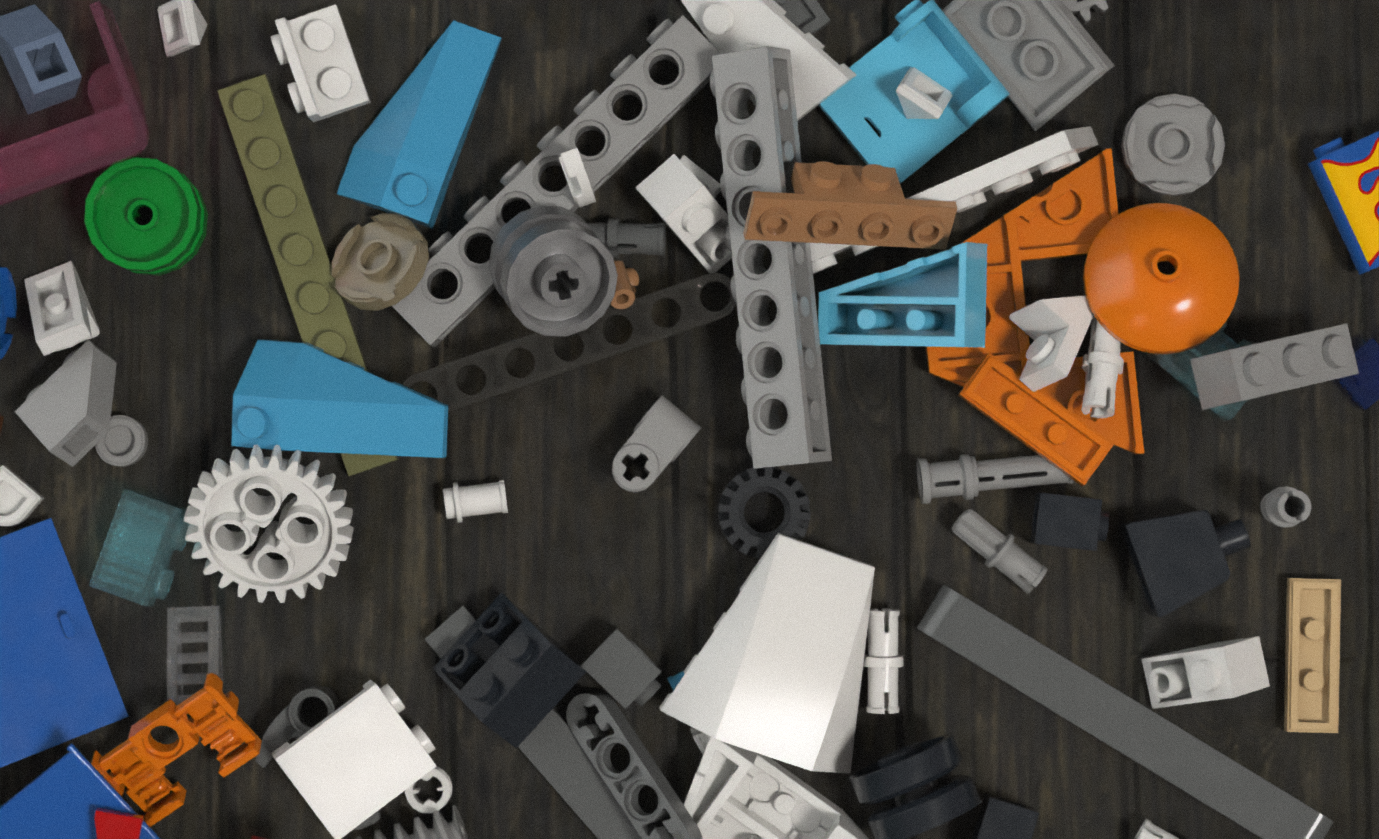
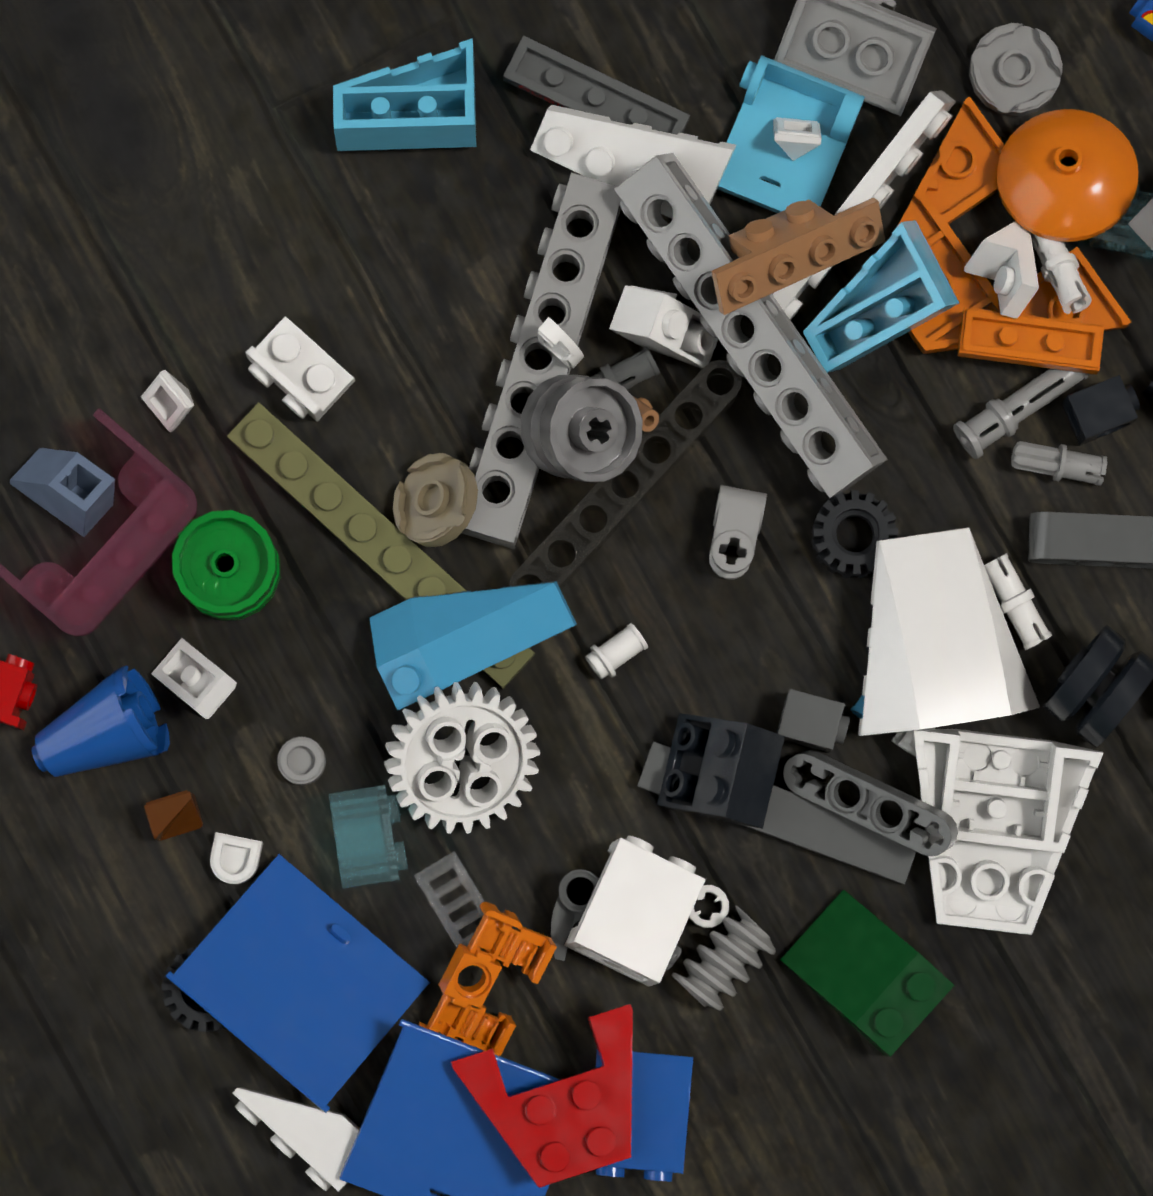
camera: 30 degrees left, 5 degrees down
(73, 404) = (248, 749): light grey slope -> none
(418, 136) = (408, 387): dark azure wedge -> none

